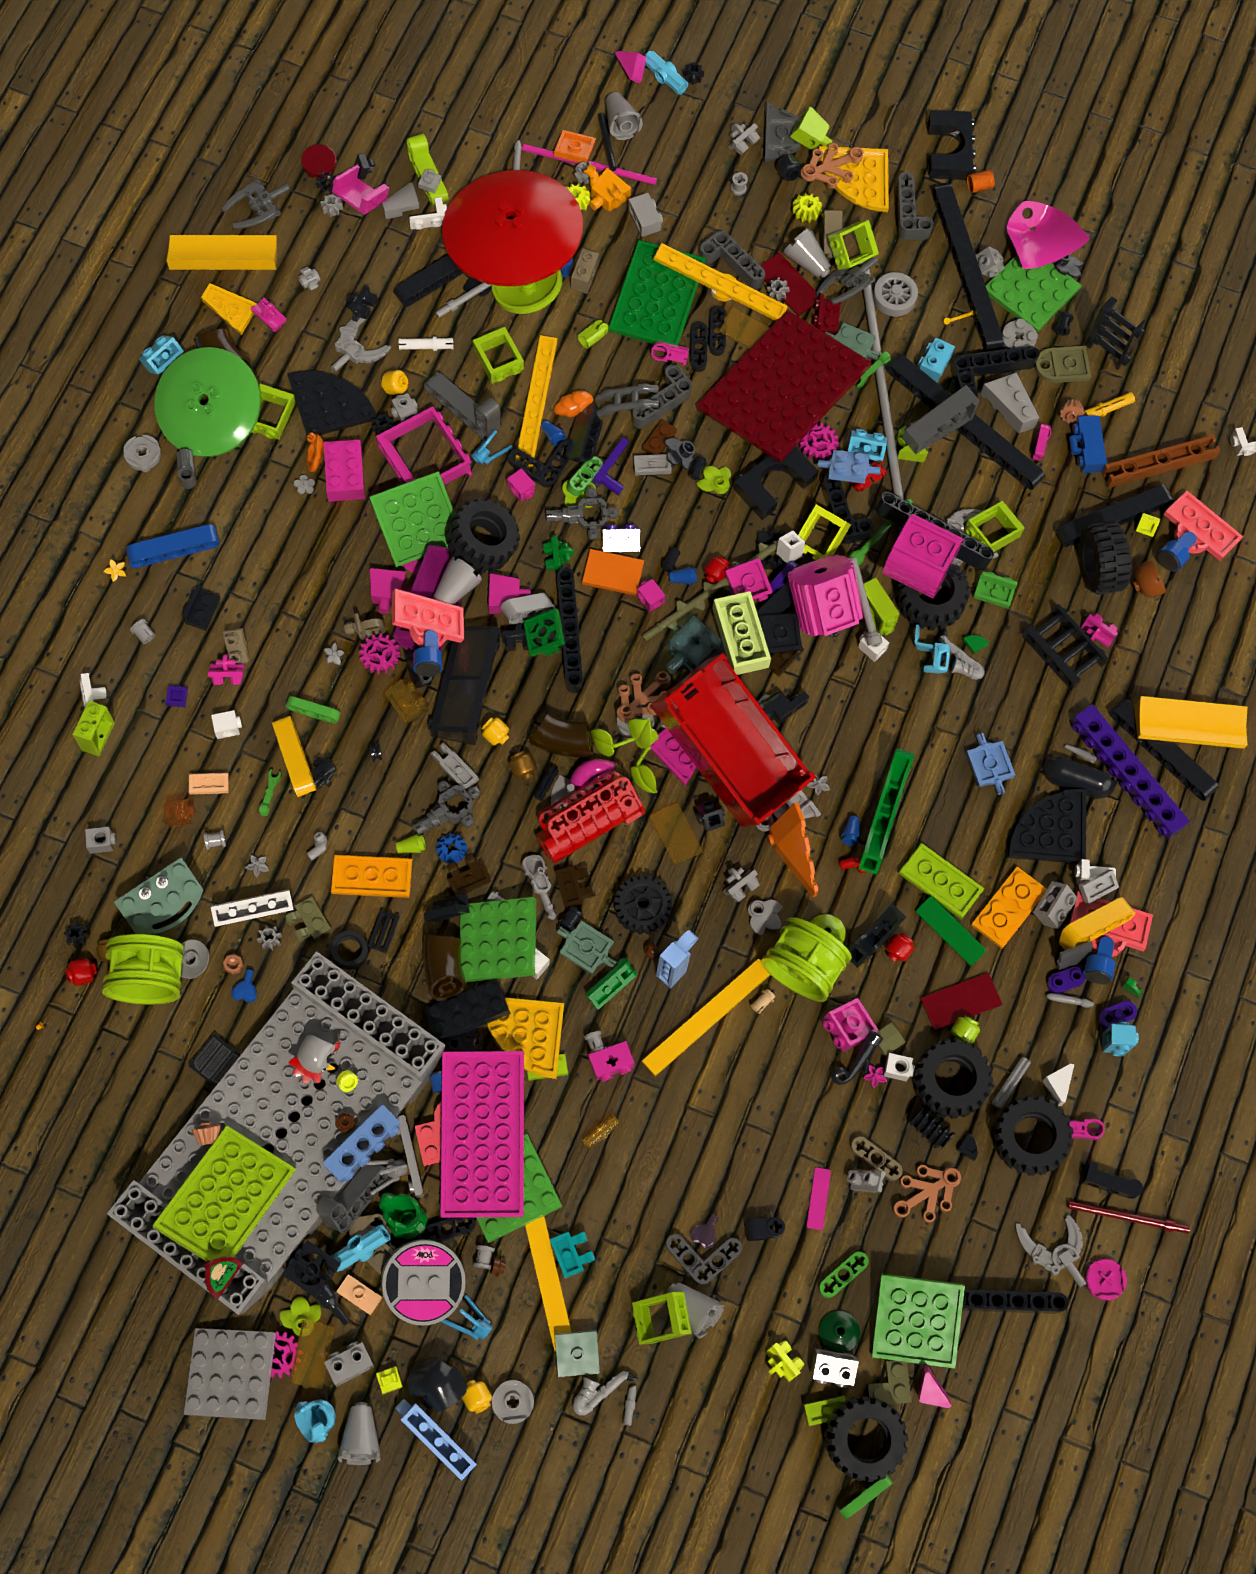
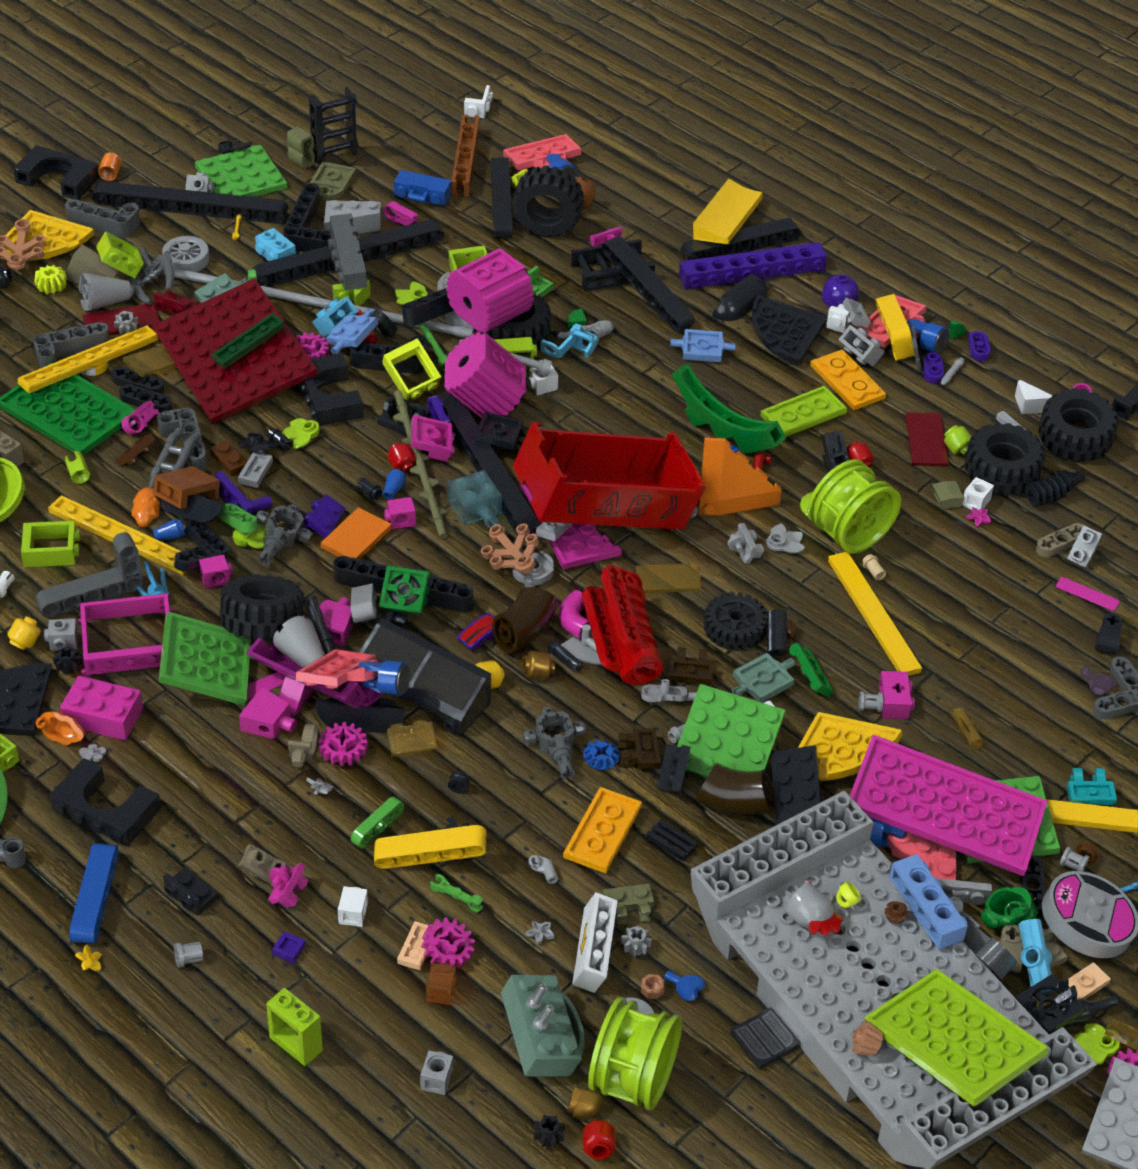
camera: 65 degrees left, 25 degrees down
(89, 693) = (239, 1030): white tile -> none
(214, 839) = (491, 958): light grey bush -> none
(220, 1273) = (1047, 1056): shield -> none
(221, 814) = (447, 943): none -> dark pink gear
(250, 492) = (119, 823): none -> black arch
(345, 935) = (673, 860): black tyre -> none
(413, 844) = (582, 781): lime cone -> none
(455, 767) = (508, 722): light grey hinge -> none
(477, 595) = (317, 618): none -> black pin
(541, 706) = (477, 632): none -> slope
(560, 552) = (314, 565): green hips -> none
(570, 918) = (726, 679): black bush -> none
(599, 421) = (181, 483): none -> dark orange panel
(638, 368) = (131, 453): none -> reddish brown plate
(638, 941) = (777, 632): none -> black axle
(645, 736) = (568, 536): lime plant -> none
(675, 959) = (820, 593): light blue hinge -> none
(710, 815) = (665, 539): black brick -> none
(741, 633) = (483, 447): yellowish green brick -> none
(785, 391) = (248, 341): none -> dark green plate
(790, 547) = (414, 393): white brick -> none
(849, 1024) = (924, 514): dark pink plate -> none
(862, 1059) = (948, 497): black plant -> none
(874, 486) = (385, 325): none -> black beam
(929, 1191) = (1098, 497): nougat plant -> none
(937, 493) = (416, 291): none -> lime plate
(951, 931) = (856, 419): green slope -> none
(1020, 328) = (287, 193): light grey plate -> none
(1042, 686) = (648, 284): none -> black beam
(1052, 239) = (196, 141): dark pink piece -> none
(1063, 325) = (292, 166): black bush -> none
(1071, 411) = (383, 187): nougat piece -> none
(1085, 319) = (300, 147): none -> olive brick
(1086, 755) = (719, 290): light grey helmet -> none
(1103, 408) = (391, 161): yellow pin -> none
(1119, 1039) = (1004, 349): medium azure brick -> none
(1132, 864) = (838, 288): none -> dark purple cylinder

